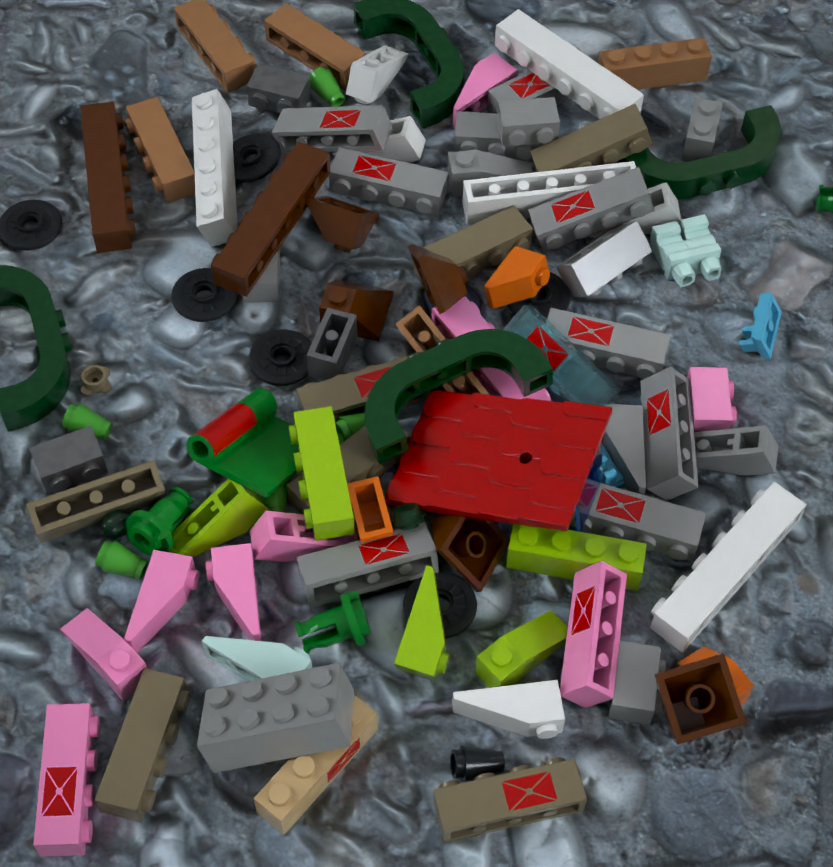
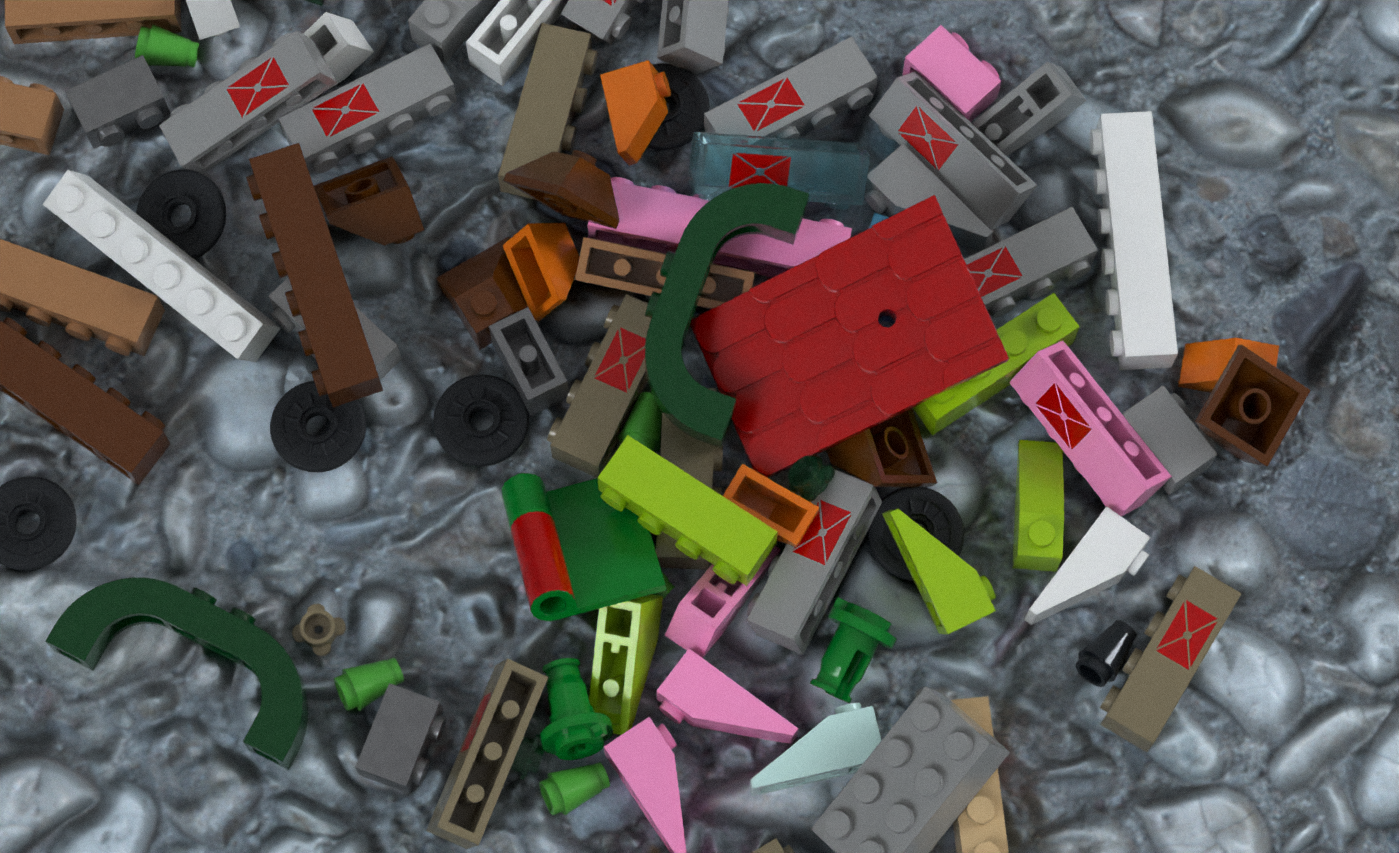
camera: 45 degrees left, 15 degrees up
(389, 306) = (543, 265): none -> orange slope

